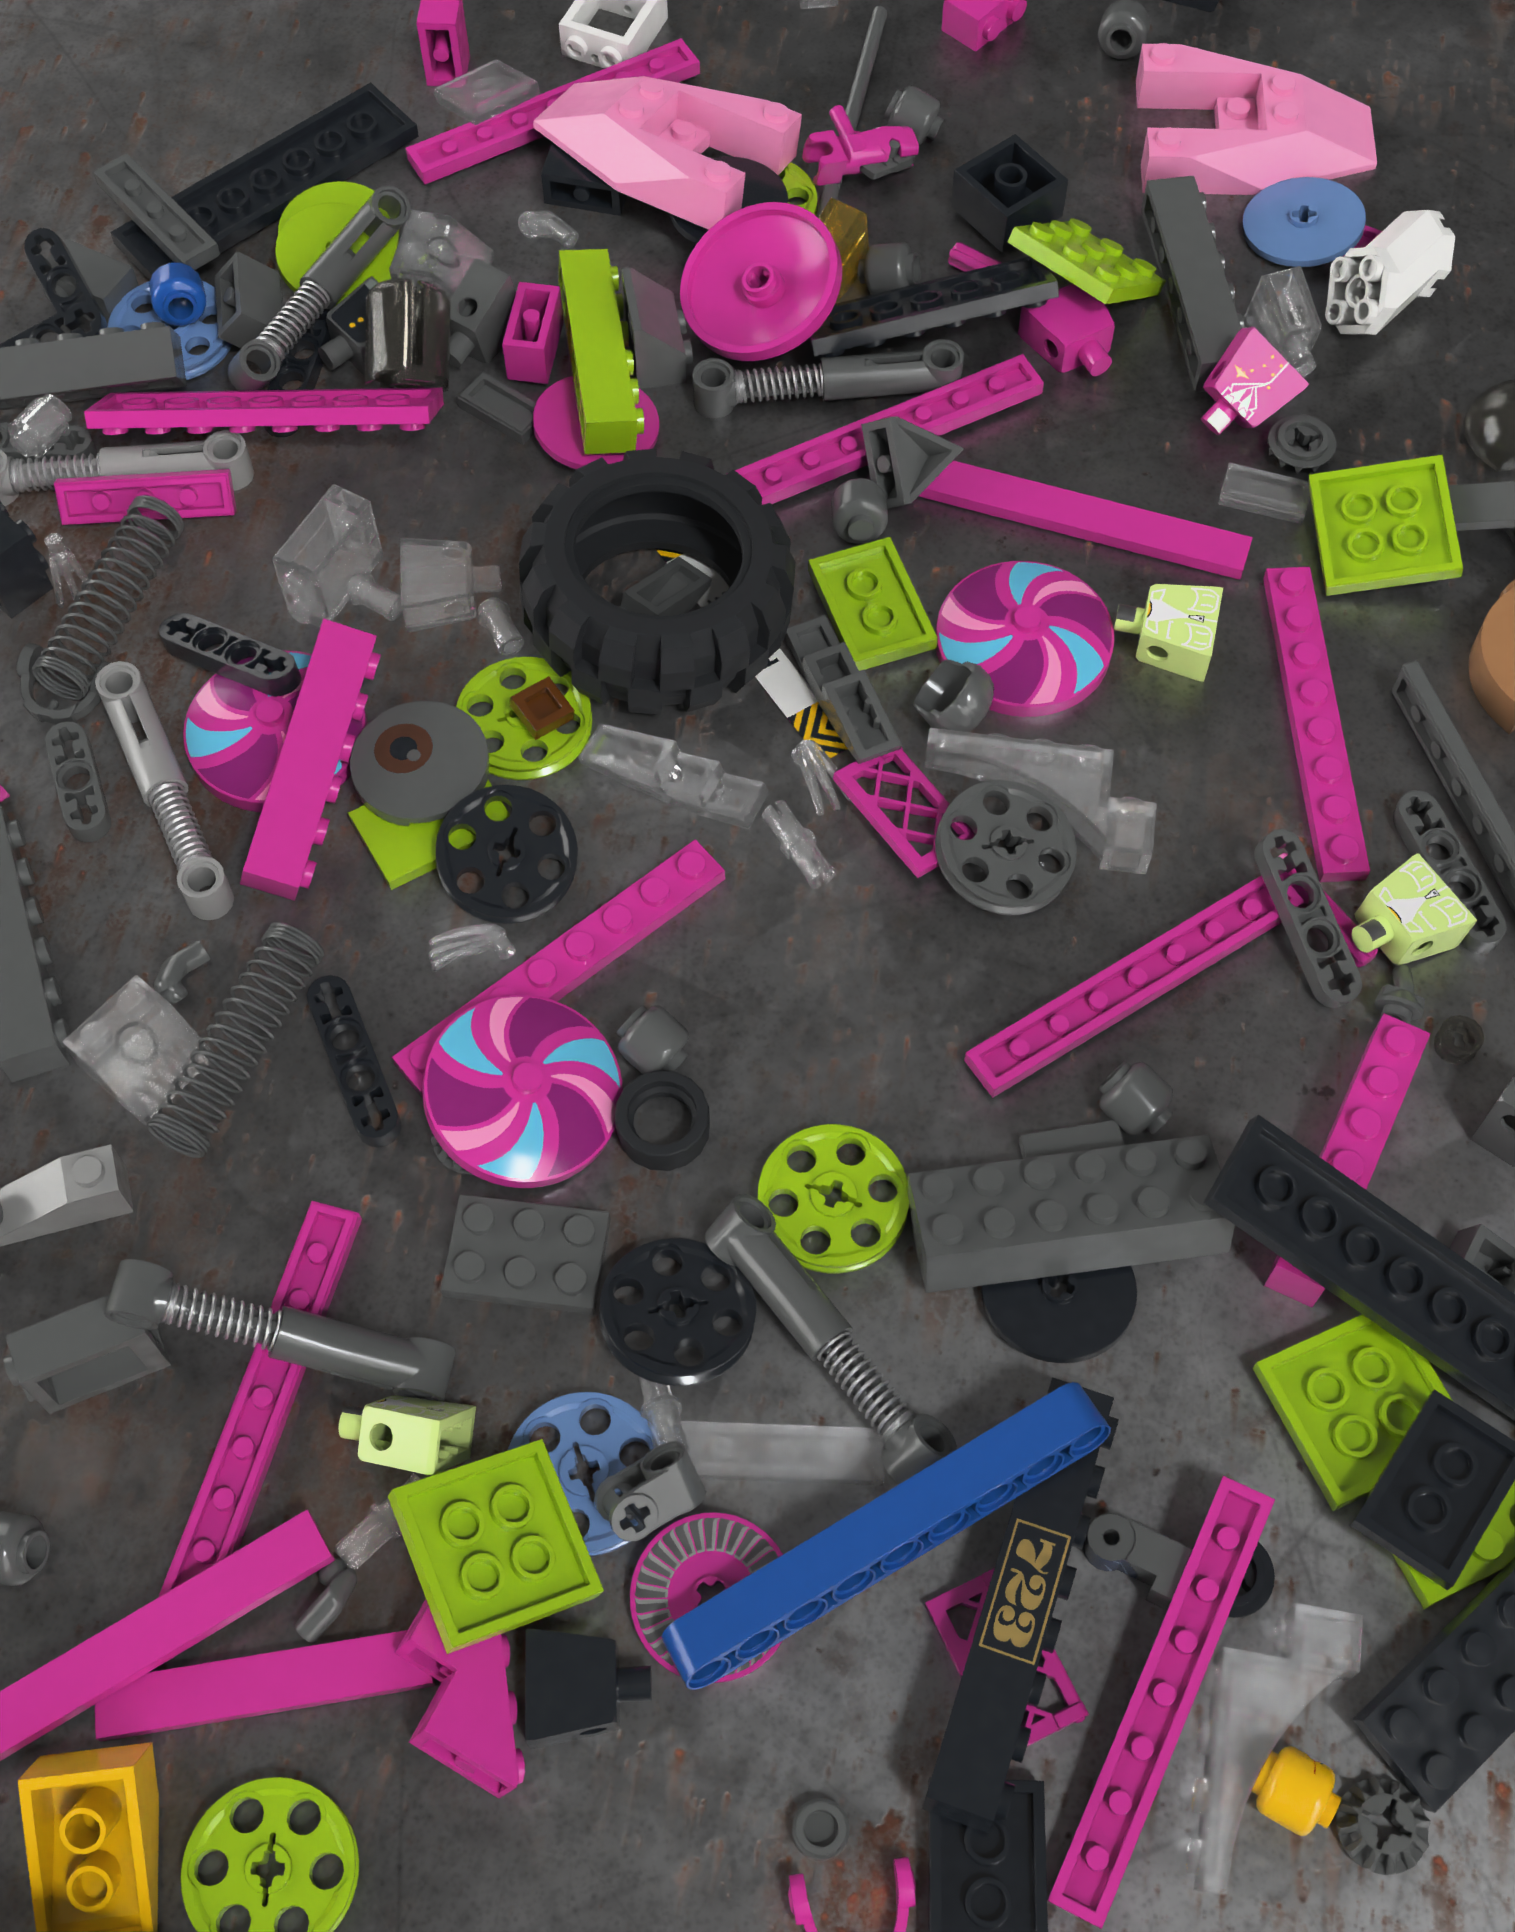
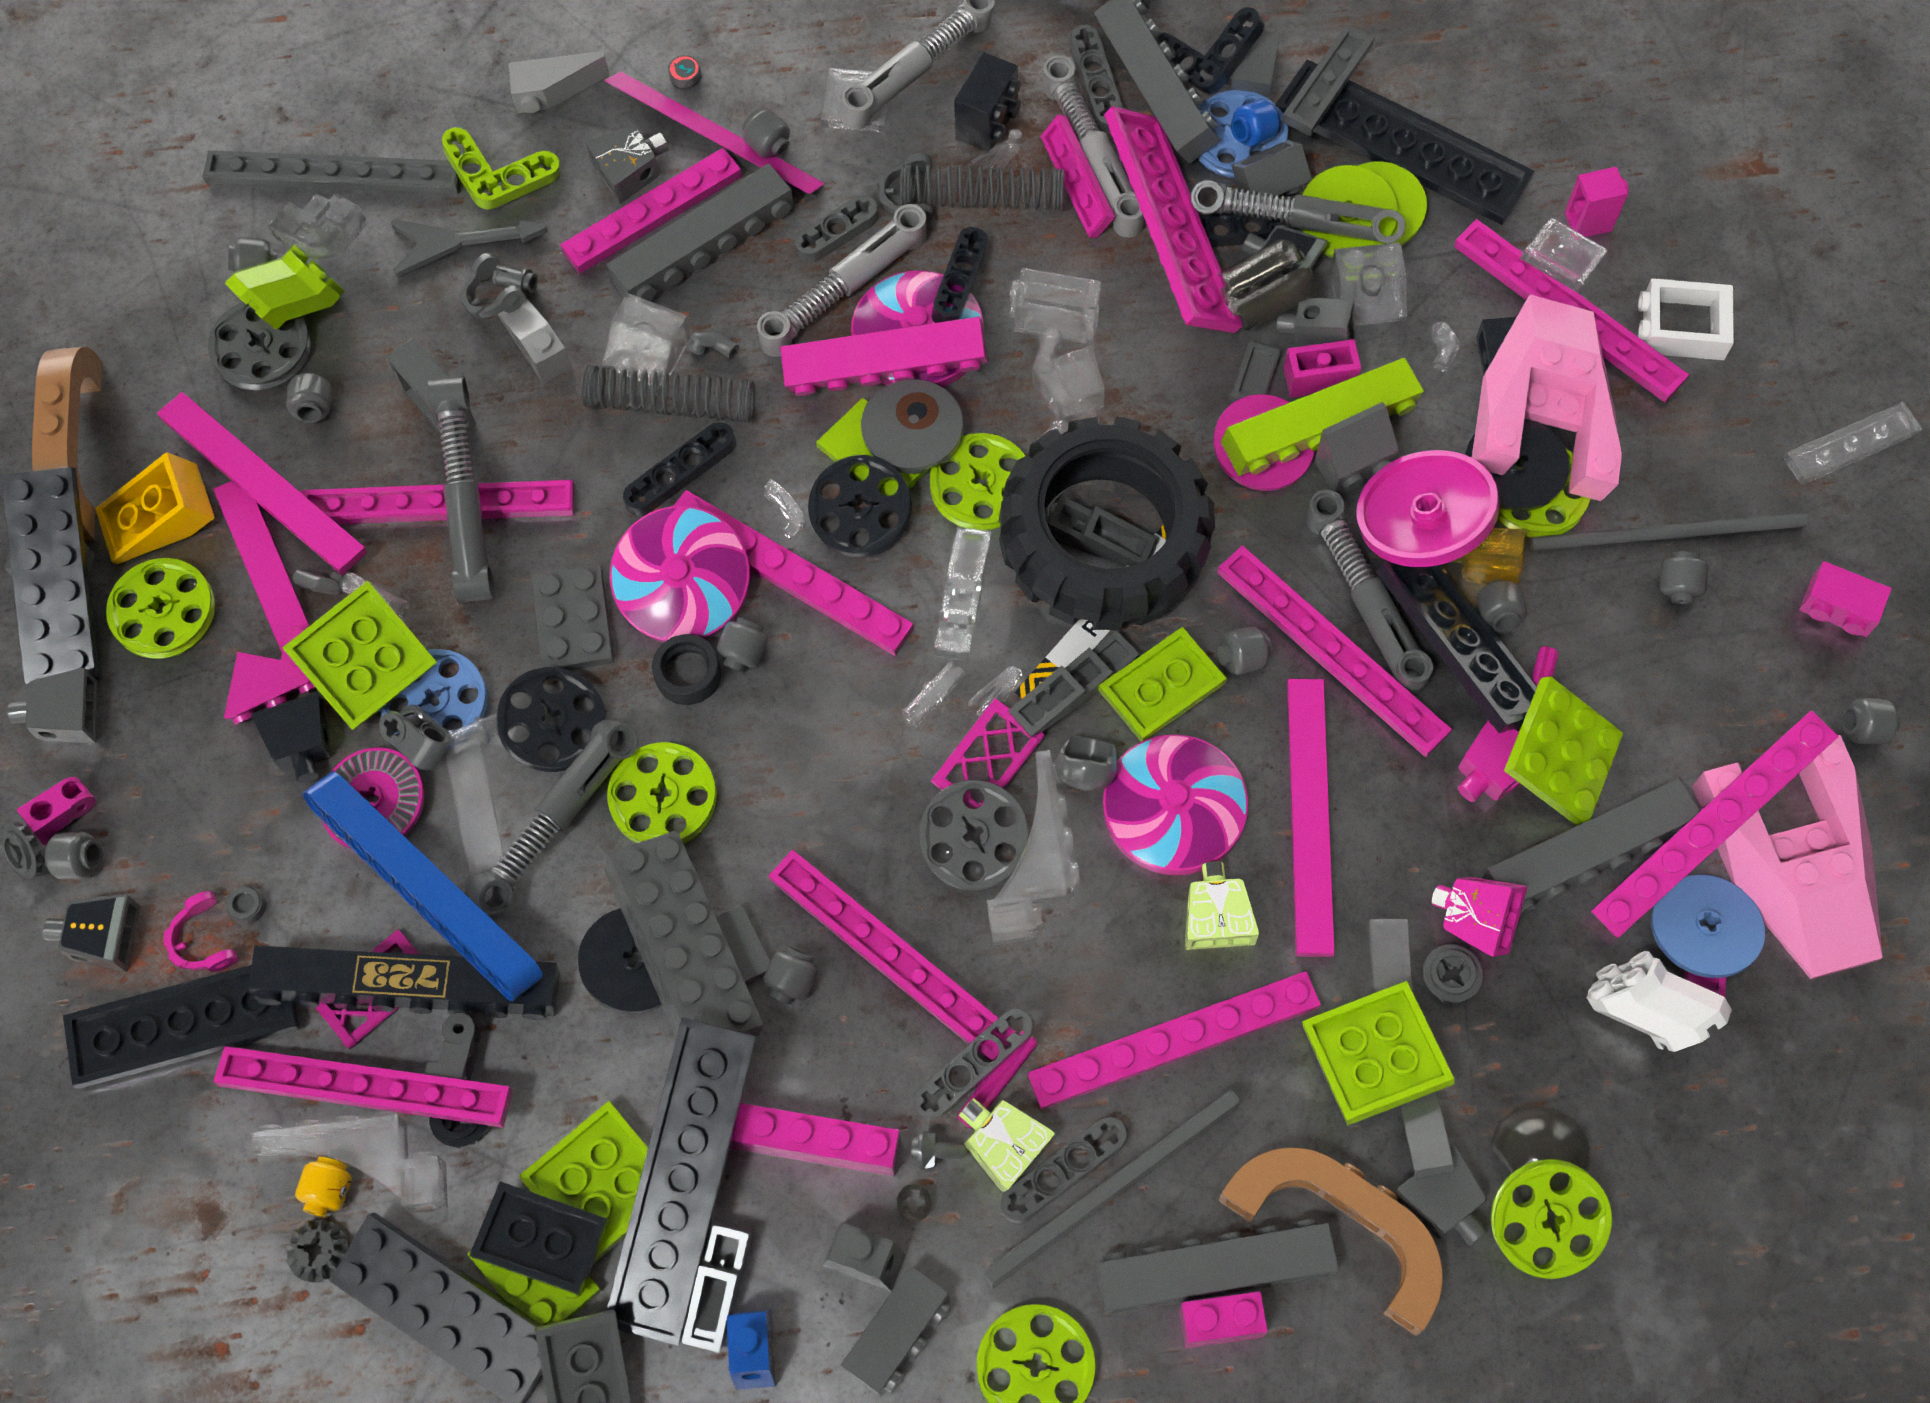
camera: 75 degrees right, 5 degrees up
(39, 426) = (1103, 86): clear brick -> none
(411, 1433) = (424, 589): yellowish green torso -> none
(542, 708) = (978, 486): reddish brown plate -> none
(856, 152) = (1618, 545): dark pink piece -> none
(905, 458) = (1293, 666): dark grey slope -> none
(1008, 190) = (1620, 672): black brick -> none
(1206, 152) = (1714, 824): none -> dark pink plate
(1286, 317) = (1574, 918): clear torso -> none

